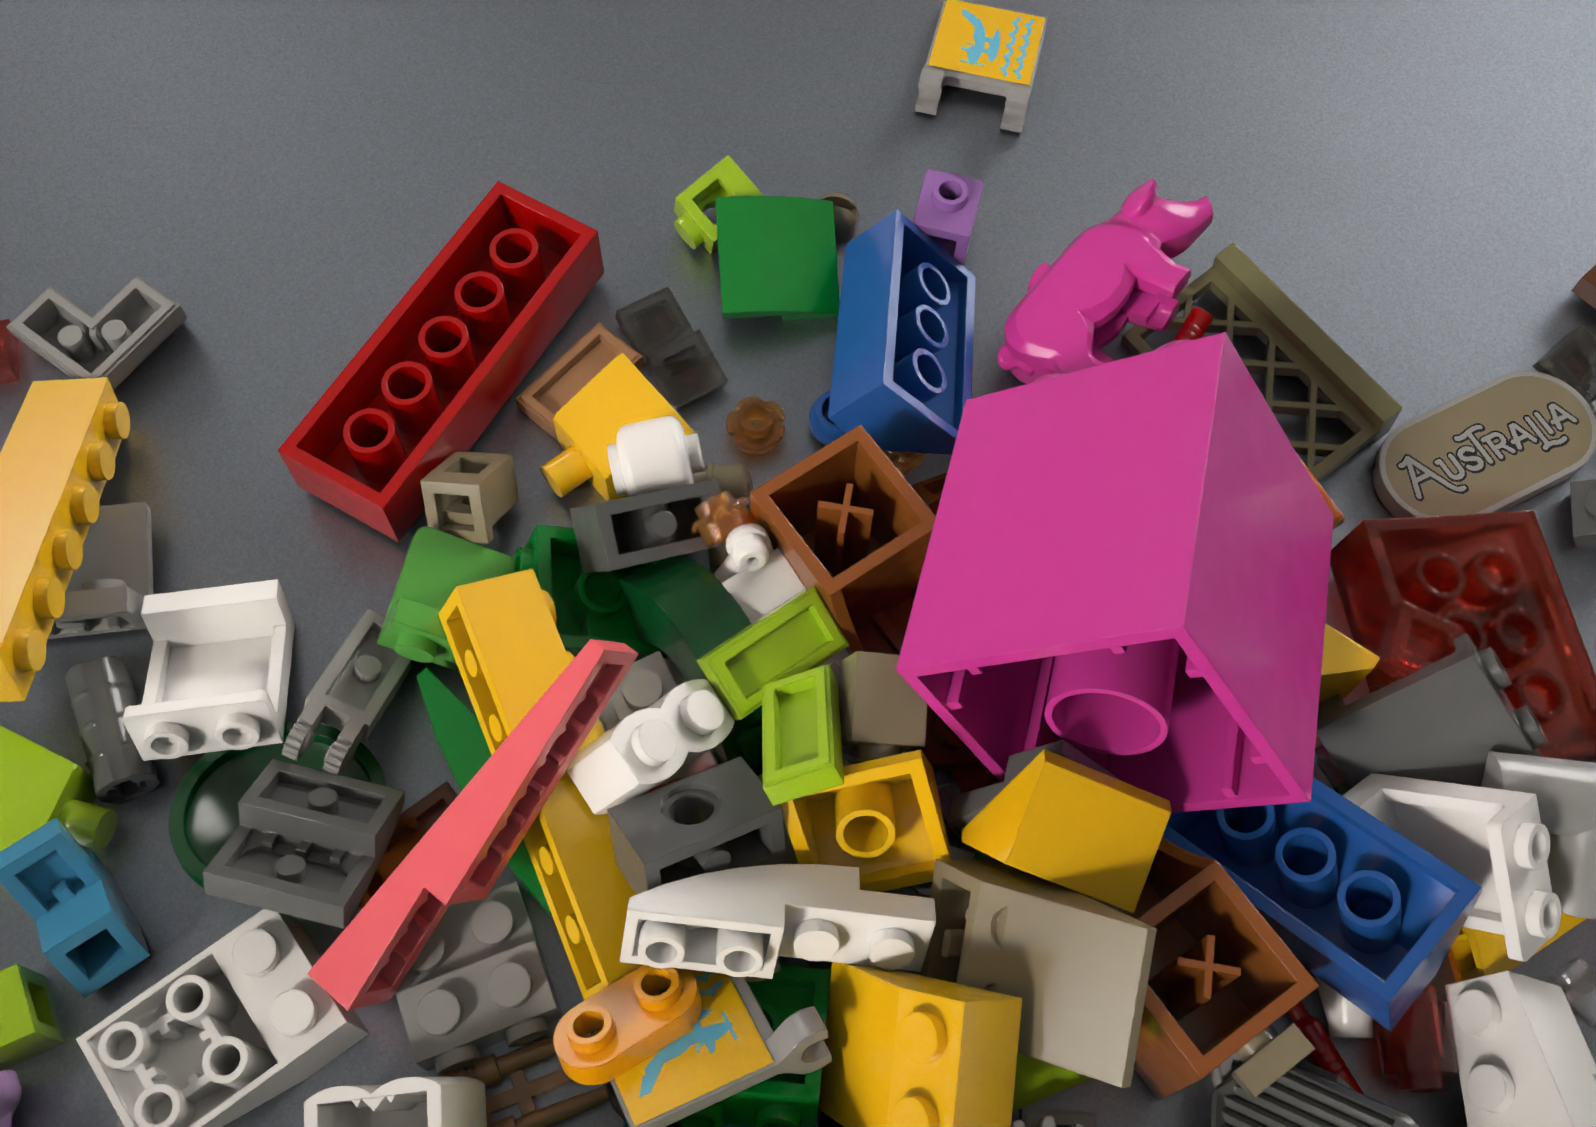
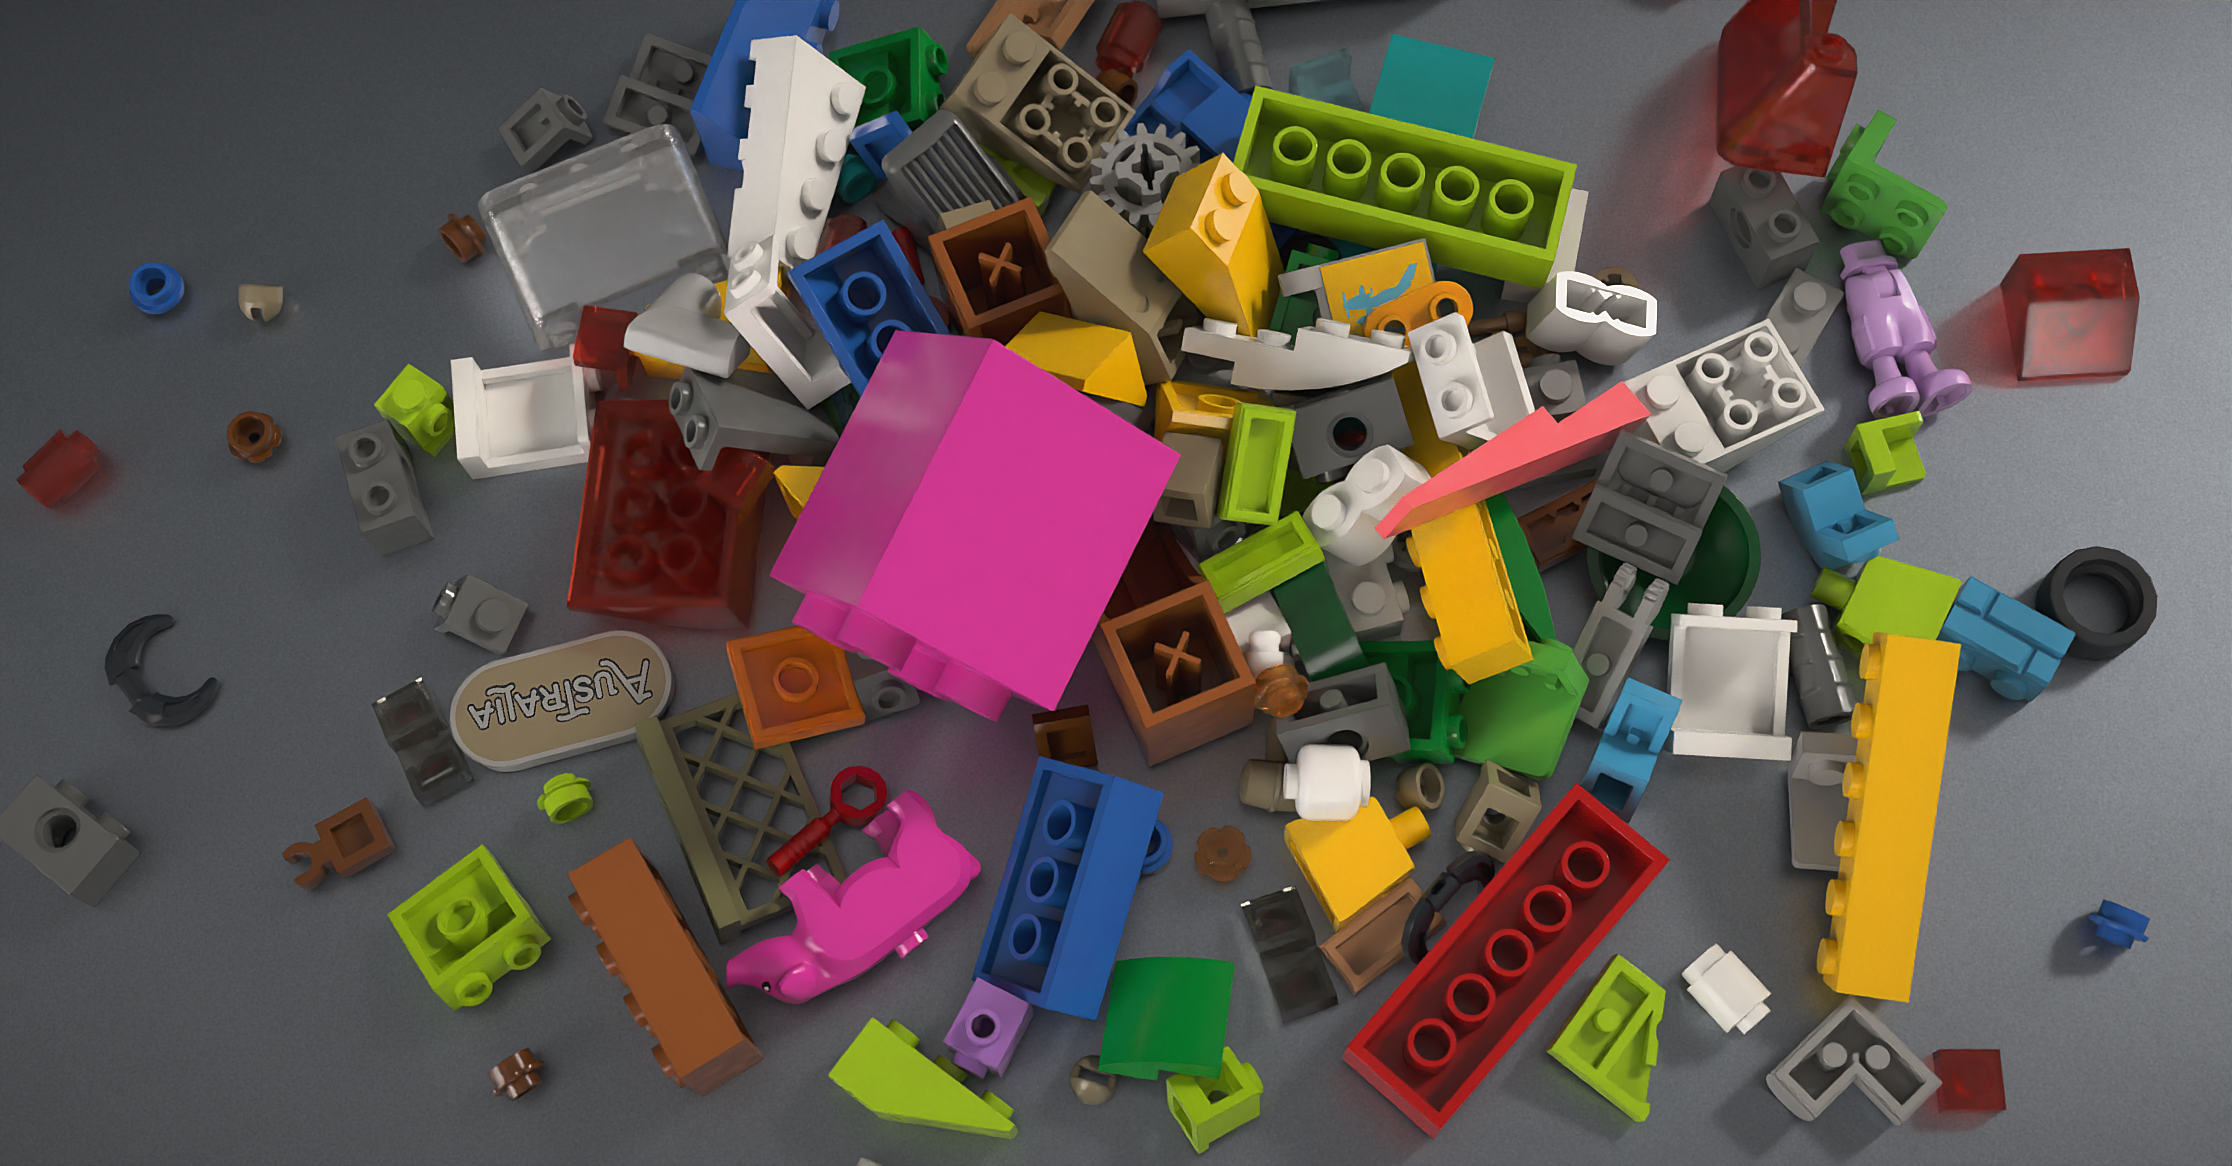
camera: 160 degrees left, 5 degrees up
(223, 382) = (1727, 990): none -> white brick
(334, 323) = (1613, 1036): none -> lime wing
(334, 580) = (1630, 747): none -> dark azure brick
(515, 398) = (1462, 870): none -> black piece
(545, 935) = (1470, 386): none -> white panel
(554, 510) = (1420, 787): none -> dark tan hinge
(1021, 169) = (907, 1087): none -> lime slope
(1273, 201) = (664, 967): none -> dark orange brick
(1360, 129) = (517, 1075): none -> reddish brown plate
(1435, 356) = (566, 798): none -> lime plate
(1466, 223) = (469, 929): none -> lime plate

